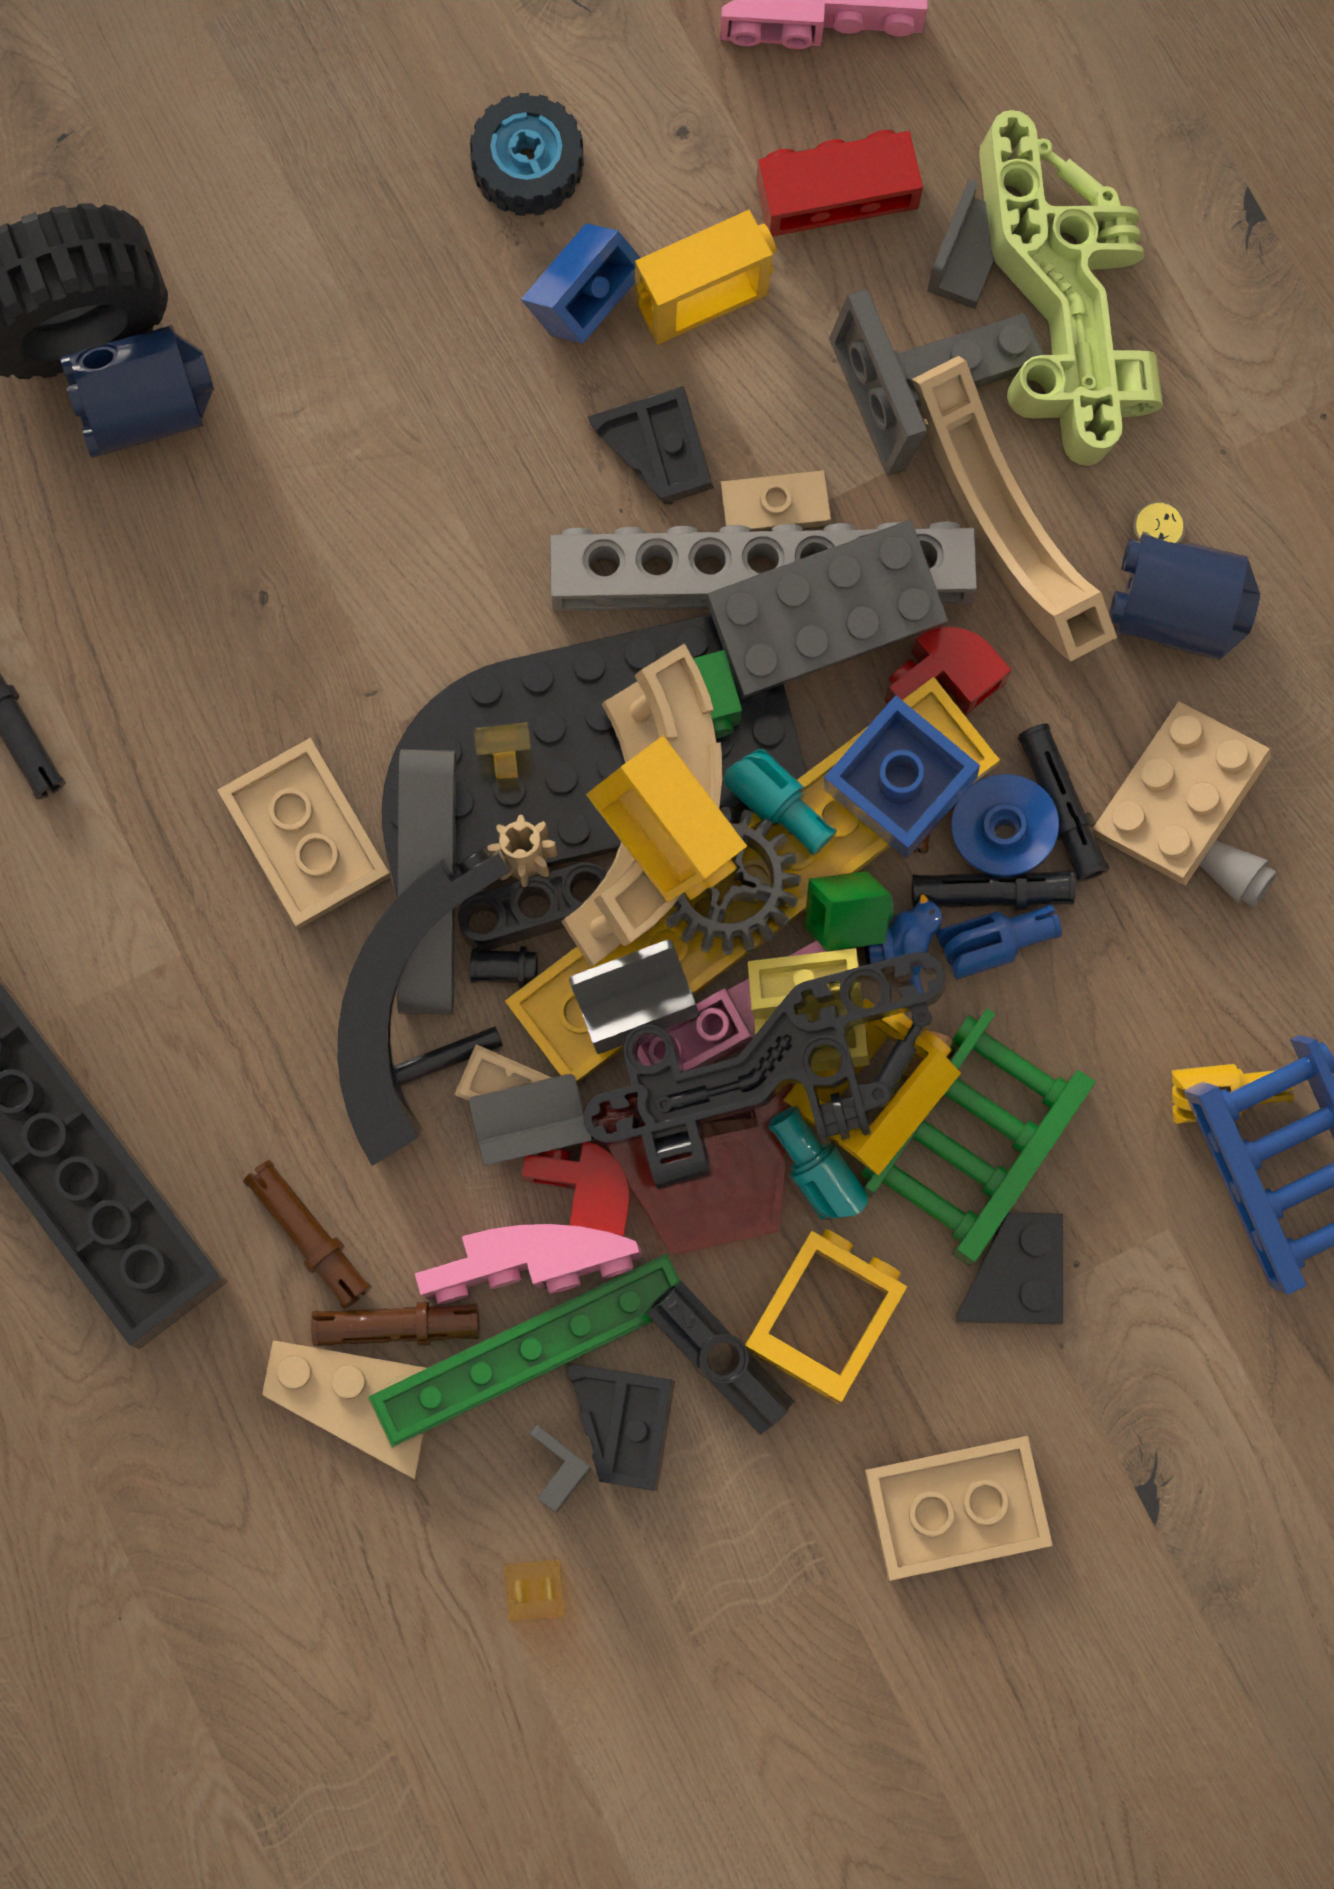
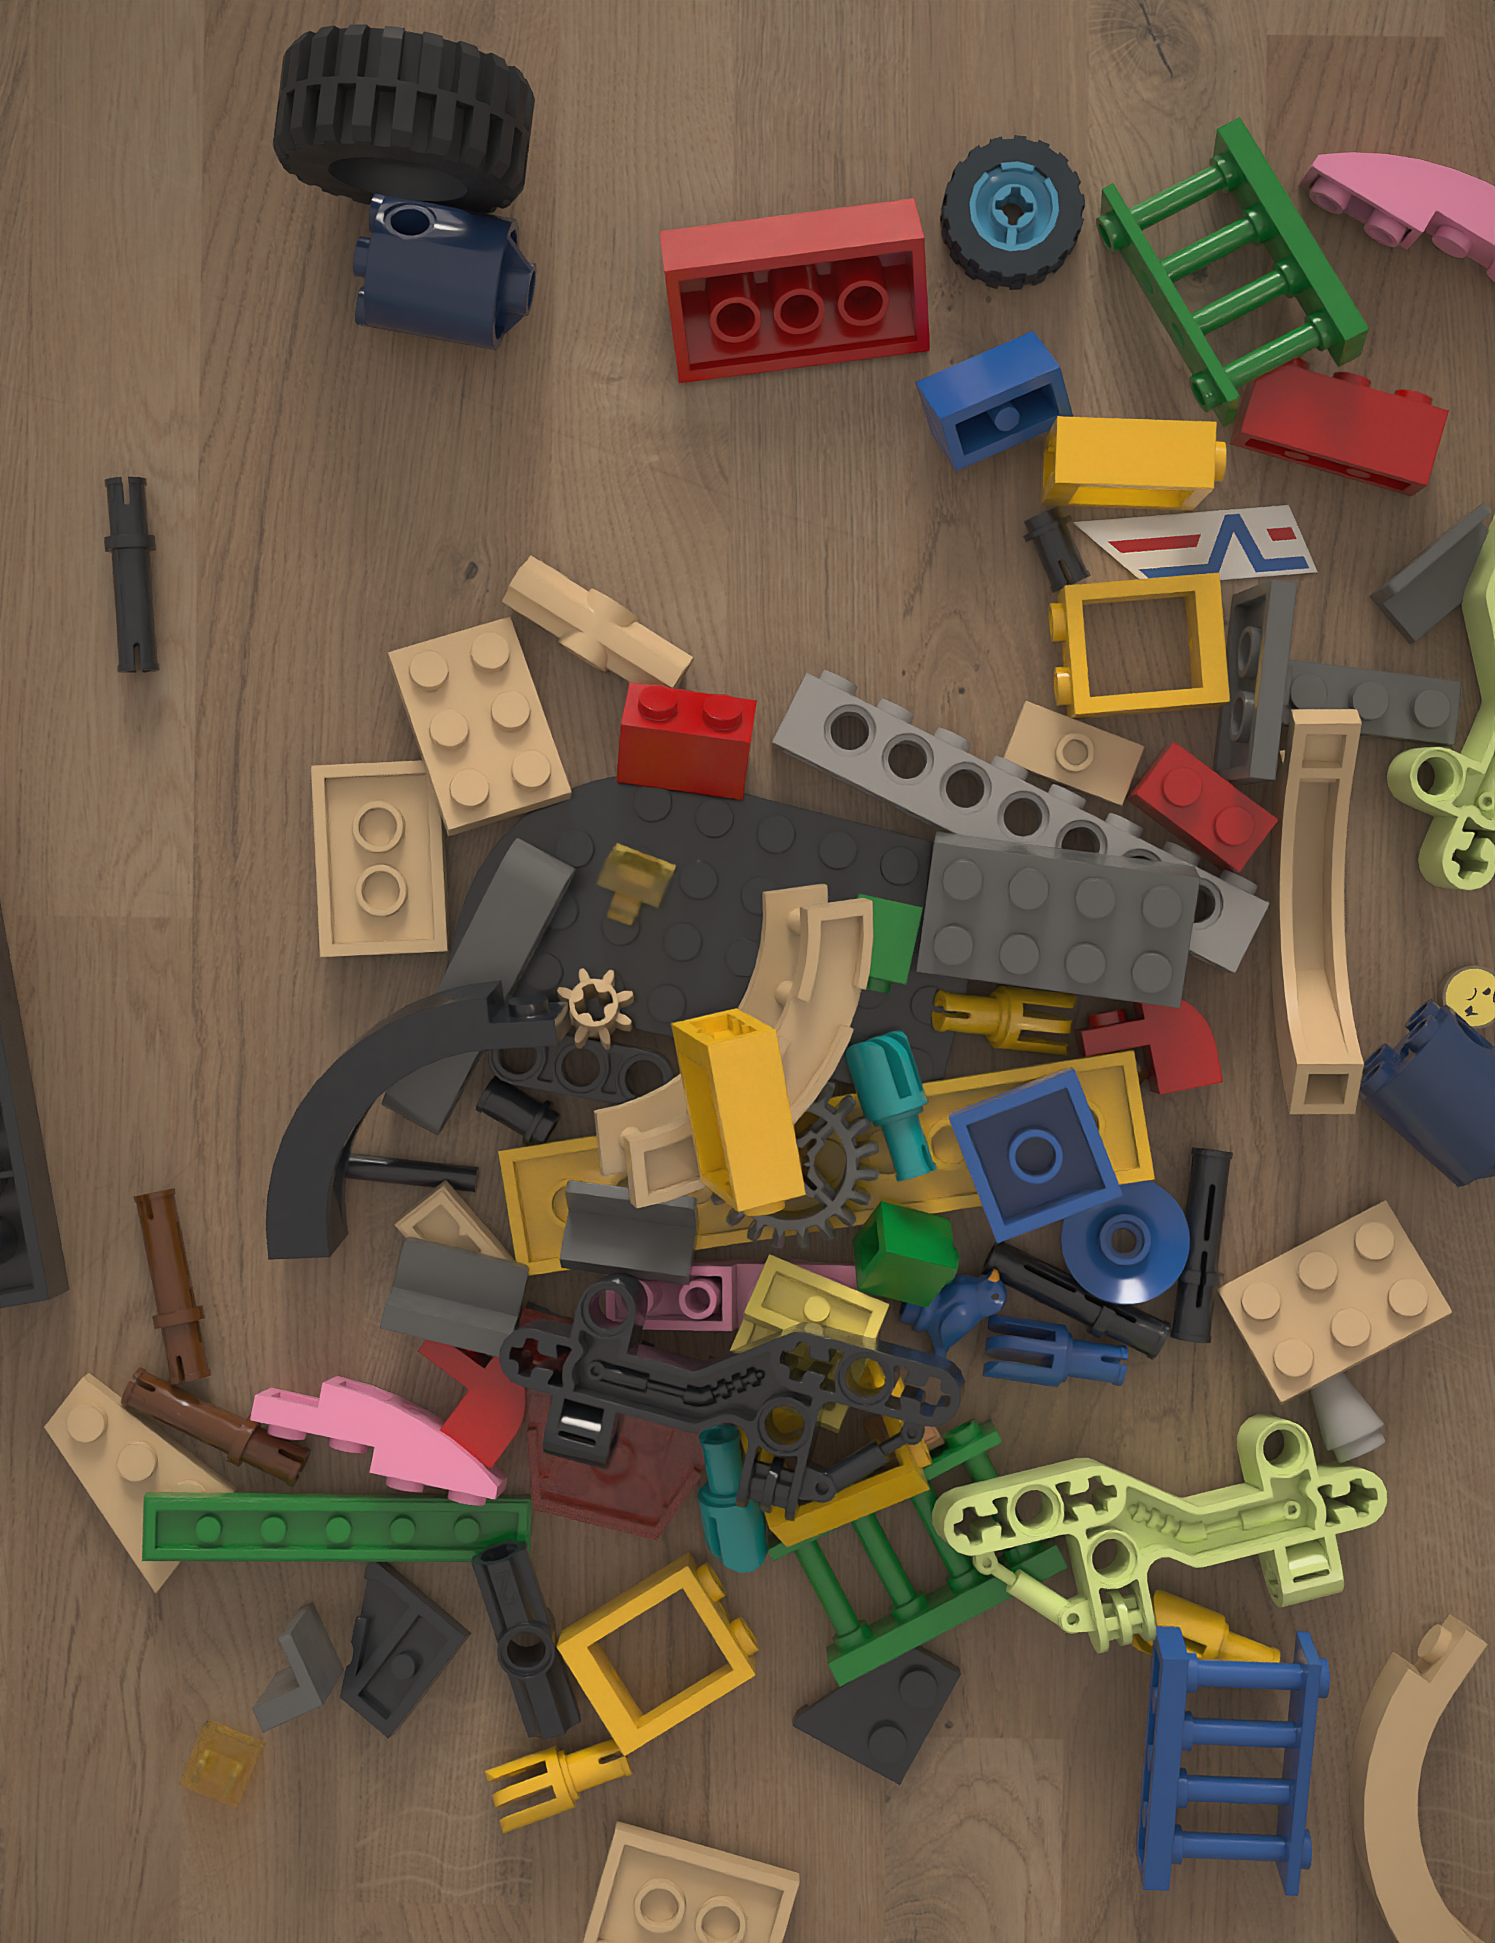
camera: 30 degrees right, 10 degrees up
(328, 698) = (479, 726): none -> tan plate
(380, 588) = (594, 627): none -> tan piece
(400, 281) = (797, 290): none -> red slope
(488, 629) = (685, 740): none -> red brick
(658, 443) = (982, 623): black wing -> none
(682, 364) = (1054, 542): none -> black pin
(710, 67) = (1265, 219): none -> green fence
(786, 314) = (1222, 541): none -> white sticker
(797, 1460) = (565, 1776): none -> yellow arm
(826, 374) = (1205, 645): none -> yellow window
(828, 710) = (1003, 1017): none -> yellow arm
(887, 489) = (1201, 808): none -> red brick
(1224, 964) = (1269, 1515): none -> yellowish green beam

